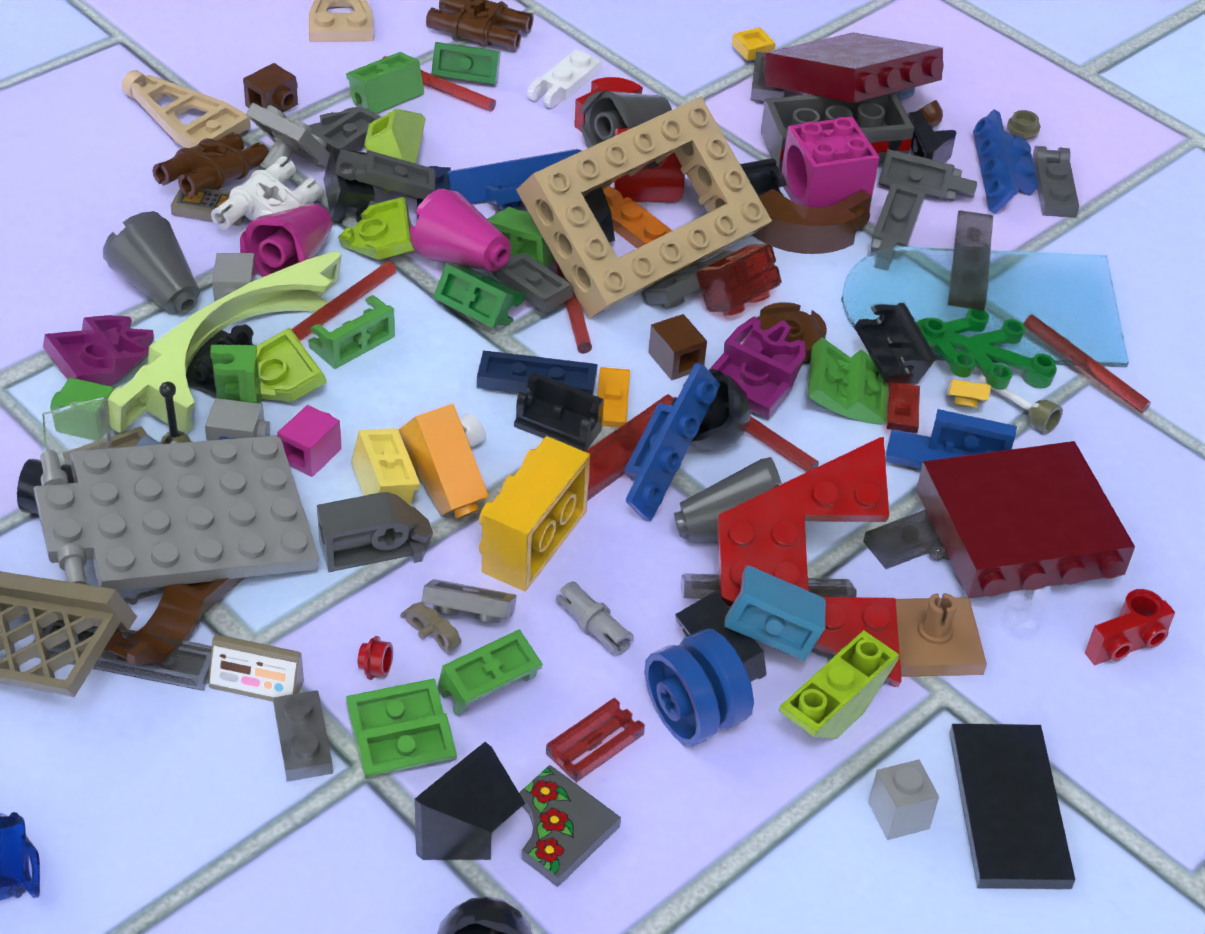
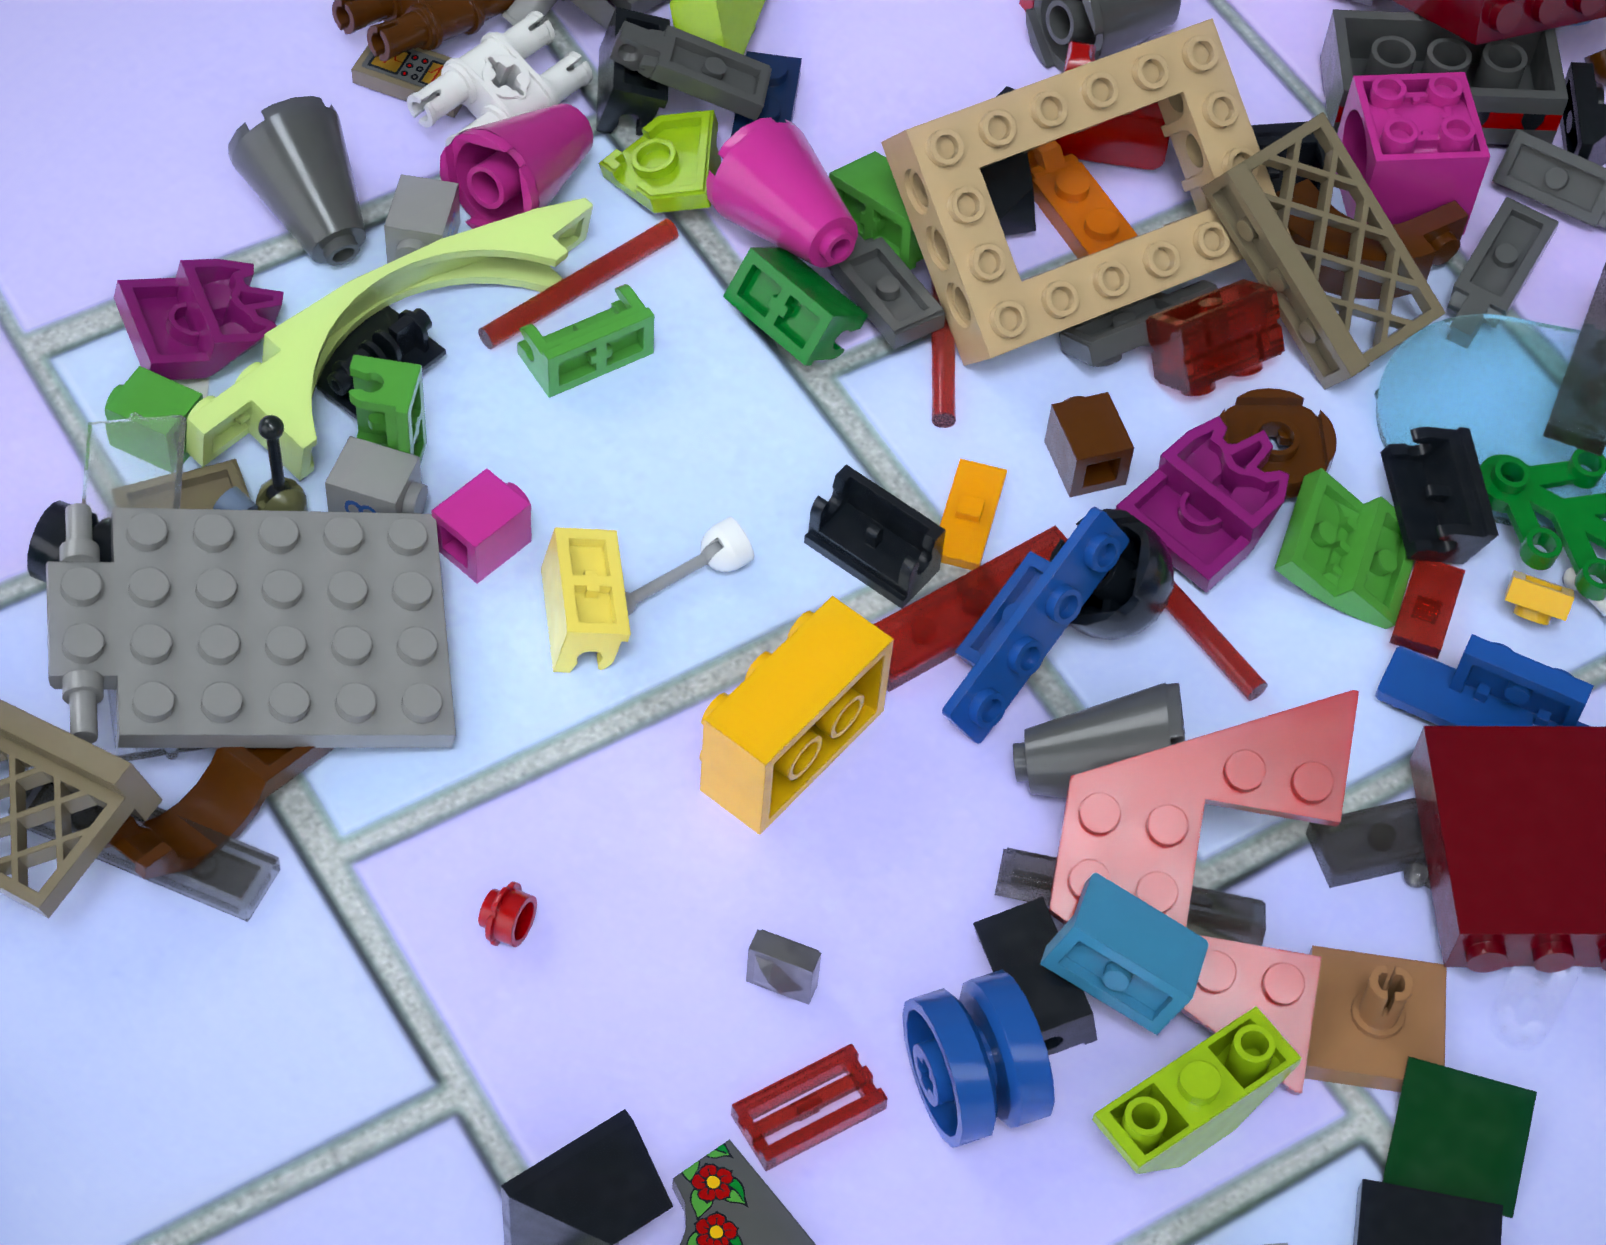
camera: 10 degrees right, 10 degrees up
(254, 668) = (326, 906): slope -> none
(287, 368) = (470, 391): lime plate -> none
(302, 736) = (375, 1024): flat silver plate -> none
(371, 531) = (545, 699): dark grey piece -> none
(400, 728) = (521, 1038): bright green slope -> none
(428, 621) = (602, 869): dark tan piece -> none
(444, 461) = (676, 602): light orange slope -> none
(486, 603) = (650, 833): flat silver plate -> none
(488, 670) = (670, 969): bright green hinge -> none
(499, 180) = (894, 97): blue bracket -> none
(512, 371) = (820, 448): dark blue plate -> none
(561, 659) = (783, 966): none -> flat silver tile
(595, 618) = (853, 903): light grey pin -> none
(765, 226) = (1282, 264): none -> dark tan fence
(1003, 689) = (1460, 1134): none -> dark green sticker

